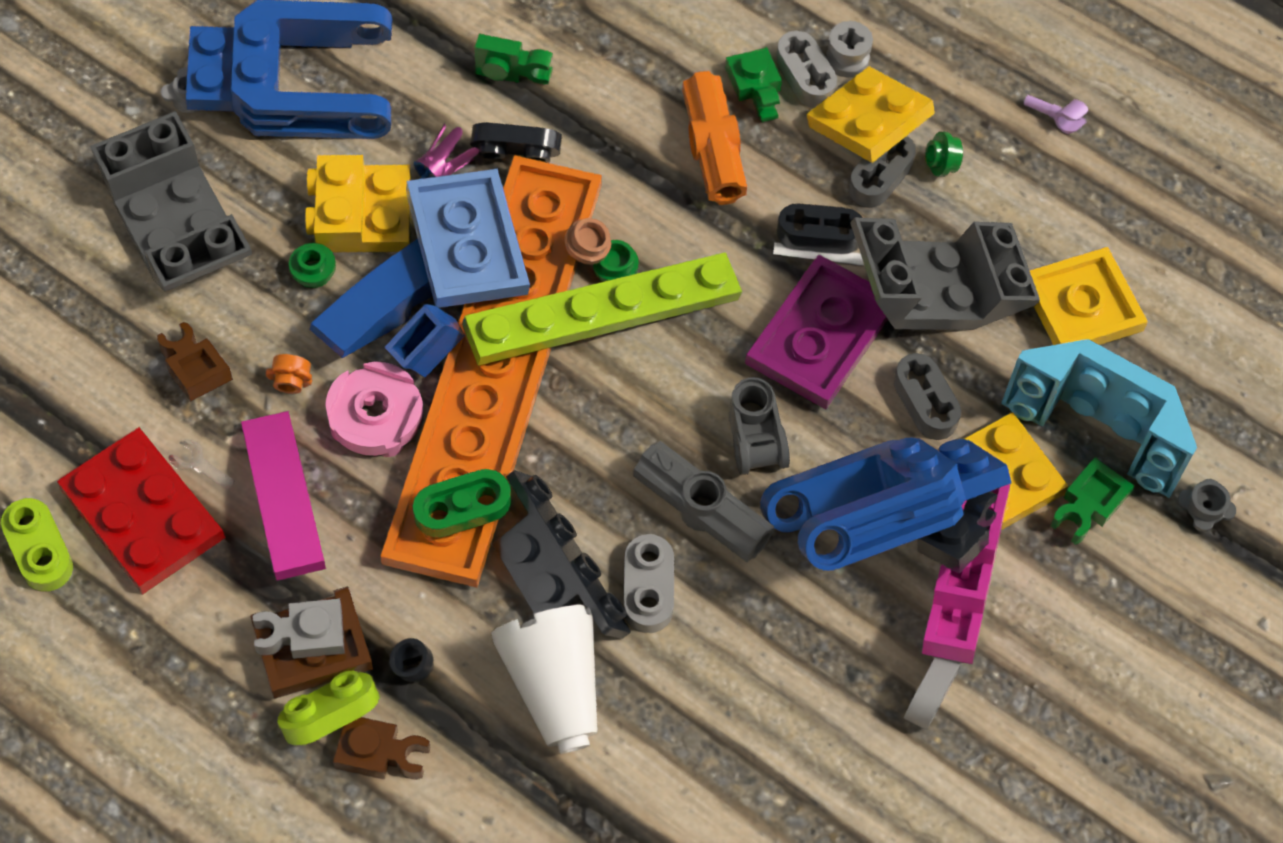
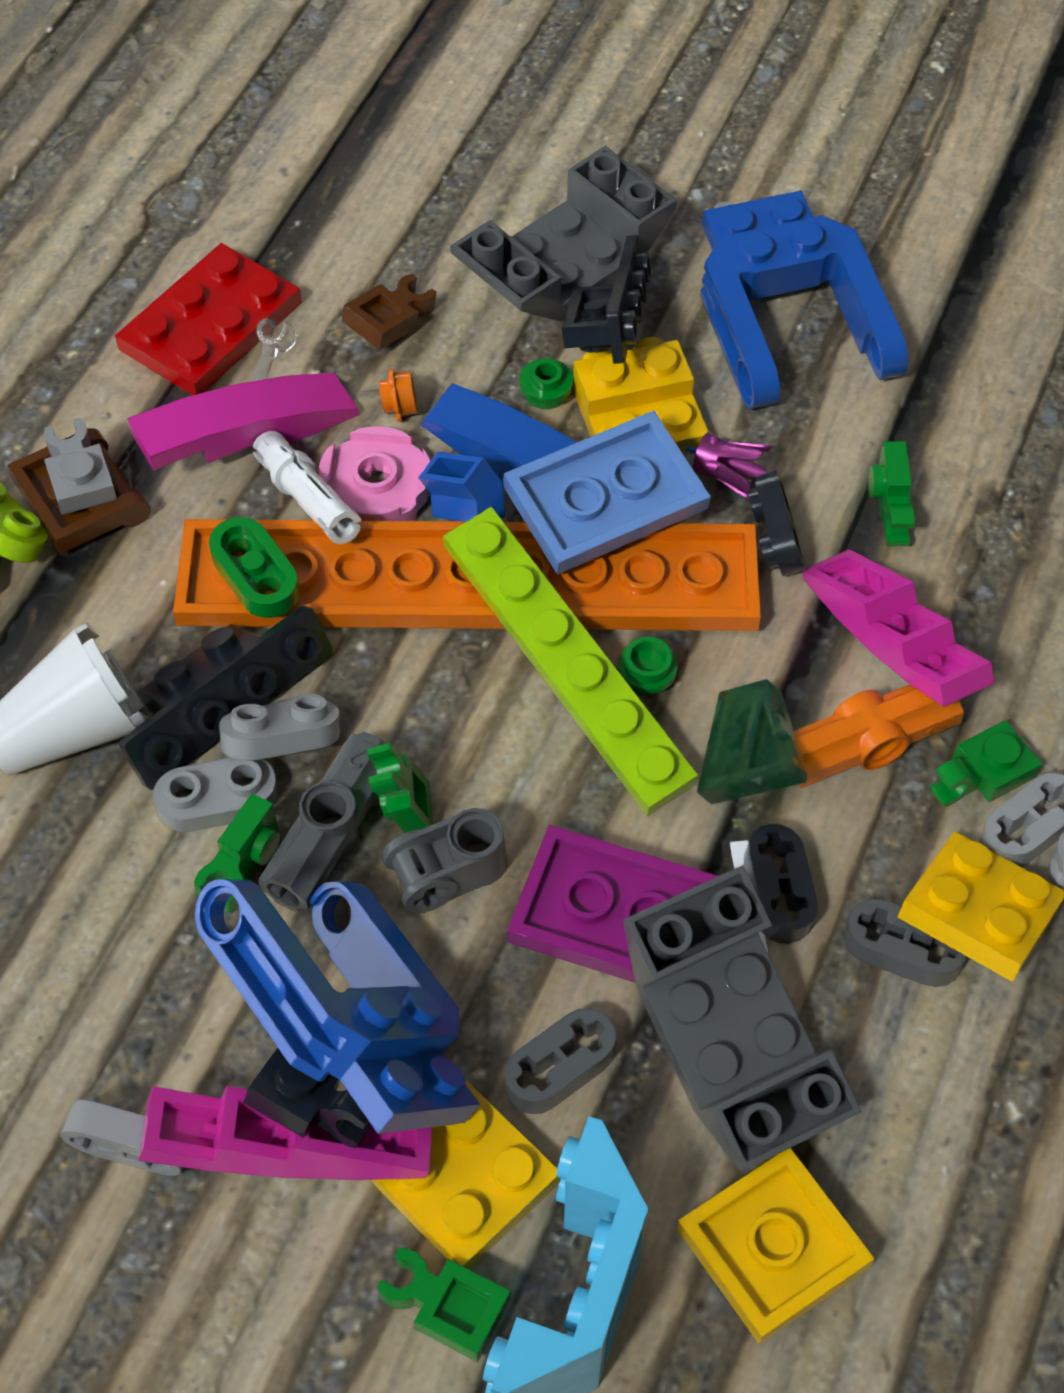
camera: 80 degrees right, 5 degrees down
(35, 541) = (152, 251): lime plate -> none
(275, 190) = (610, 313): none -> black bracket
(368, 460) = (296, 476): none -> white pin
(412, 652) = (67, 581): black hinge -> none
(588, 241) = (650, 616): nougat plate -> none
(610, 510) = (279, 728): none -> light grey plate
(628, 97) = (890, 623): none -> dark pink slope
(697, 443) = (400, 788): none -> green plate
(712, 565) = (242, 846): none -> green plate
(713, 209) = (750, 745): none -> clear green wing
(944, 154) = (955, 1011): green plate -> none

